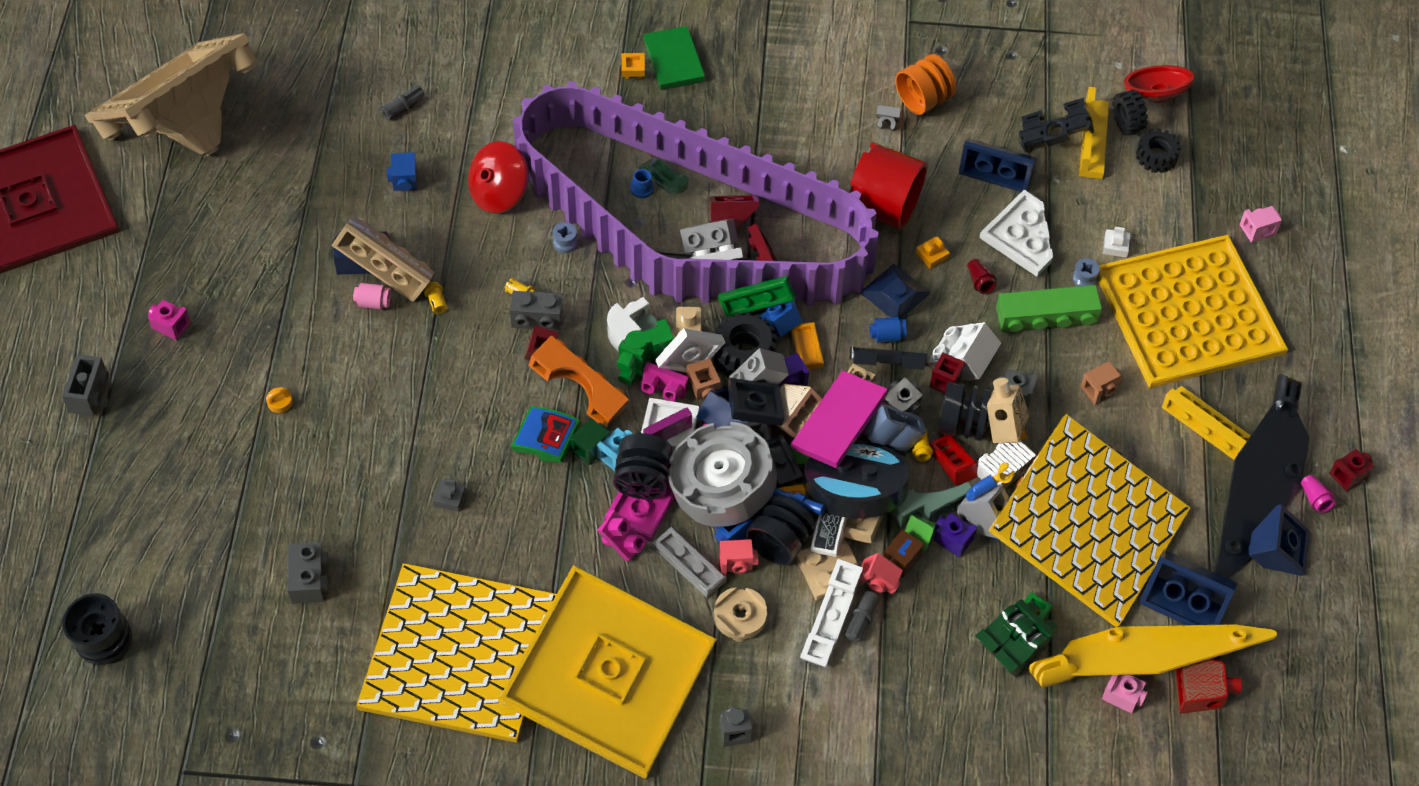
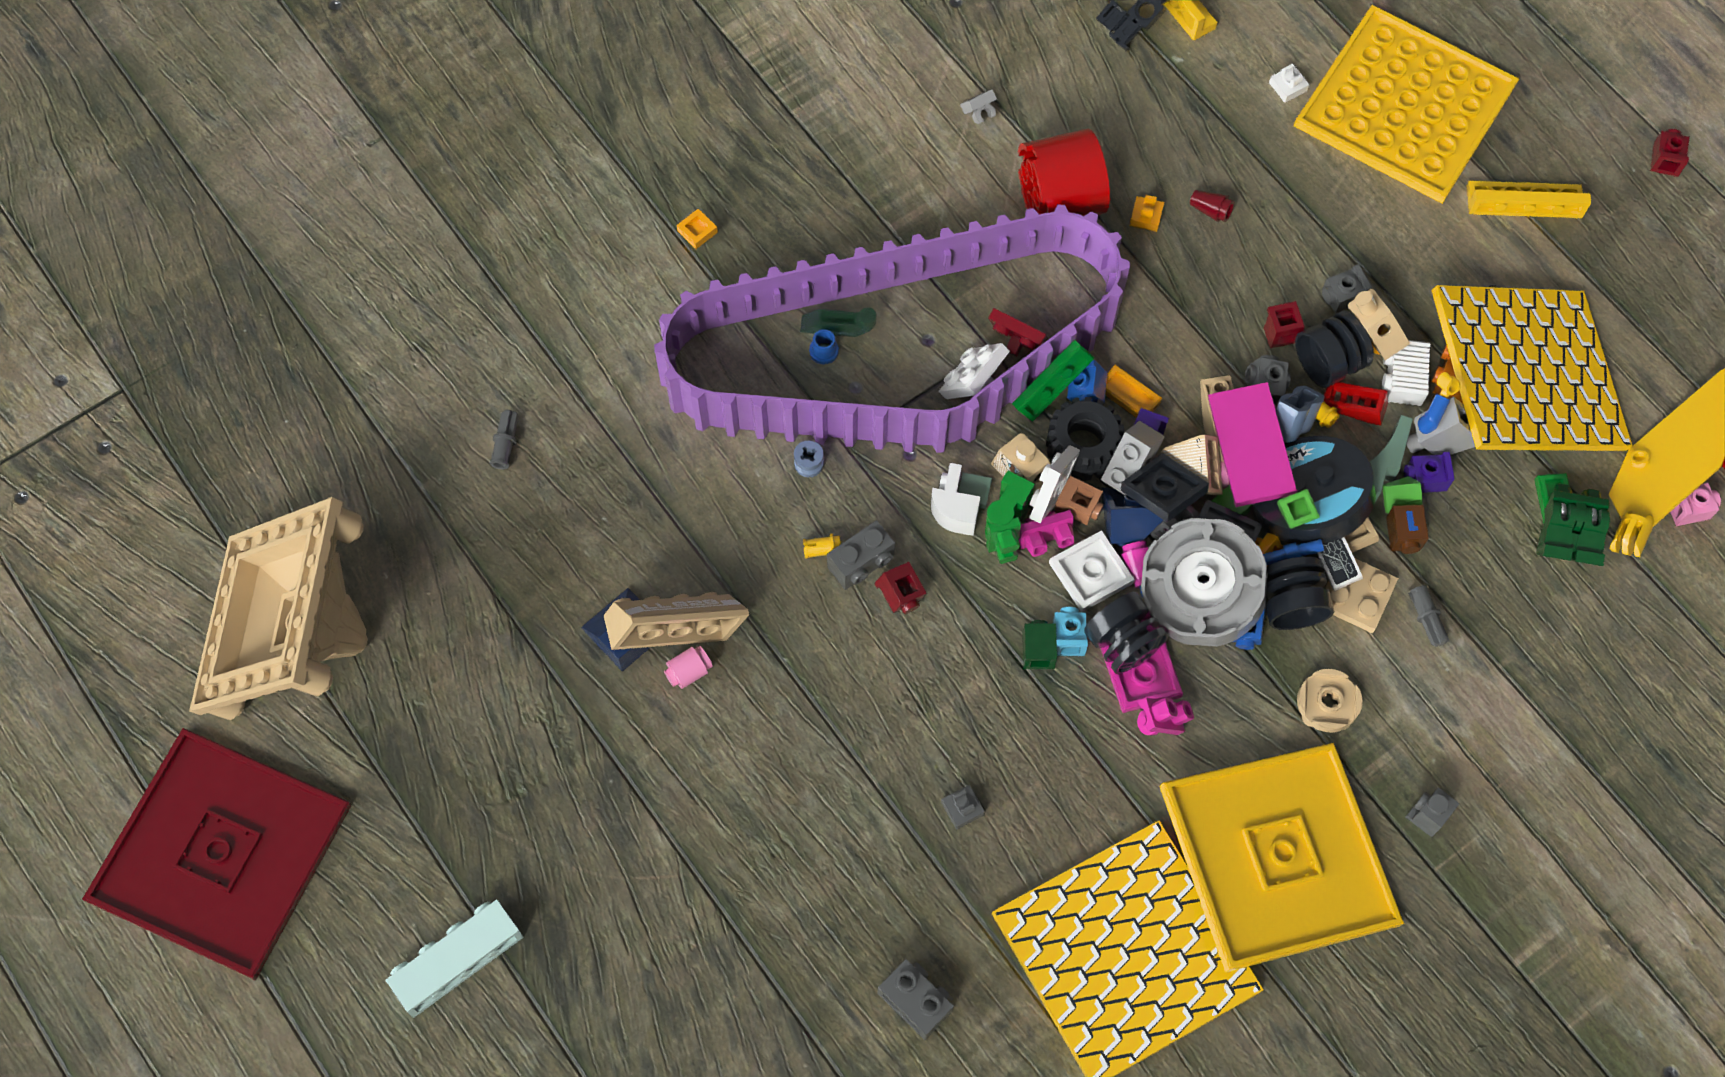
camera: 40 degrees left, 10 degrees up
(60, 345) = (453, 958): none -> light aqua brick
(85, 385) = (501, 998): dark grey brick -> none
(169, 319) = (516, 864): dark pink brick -> none
(279, 400) = (704, 848): light orange tile -> none
(403, 172) = (584, 513): blue brick -> none
(434, 293) = (755, 621): yellow pin -> none
(506, 177) = (698, 431): red dish -> none
(546, 434) = (991, 671): slope -> none
(556, 361) = (1013, 595): orange arch -> none
(671, 425) = (1103, 576): magenta tile -> none
(673, 58) = (721, 191): green tile -> none
(689, 562) = (1235, 689): light grey tile -> none
(709, 235) = (949, 352): light grey brick -> none
(736, 207) = (936, 310): dark red slope -> none
(737, 556) = (1276, 650): coral brick -> none
(826, 474) = (1298, 509): none -> bright green slope
(832, 613) = (1405, 636): white slope -> none
(872, 356) = (1206, 356): black piece -> none
(880, 574) = (1410, 564): coral brick -> none
(888, 329) = (1187, 320): blue brick -> none
(895, 292) = (1154, 279): dark blue slope -> none
(925, 84) = (990, 47): orange wheel -> none
(971, 344) = (1268, 283): white slope -> none
(997, 165) = (1125, 82): dark blue slope -> none
(1022, 233) = (1206, 135): white plate -> none
(1048, 308) = (1298, 192): bright green brick -> none
(1089, 276) = (1295, 133): sand blue wheel -> none
(1101, 381) = (1408, 230): nougat brick -> none
(1187, 591) = (1657, 370): dark blue slope -> none
(1263, 474) = (1615, 214): black wing -> none
(1280, 542) = (1682, 267): dark blue slope -> none
(1318, 495) = (1665, 197): dark pink cone -> none

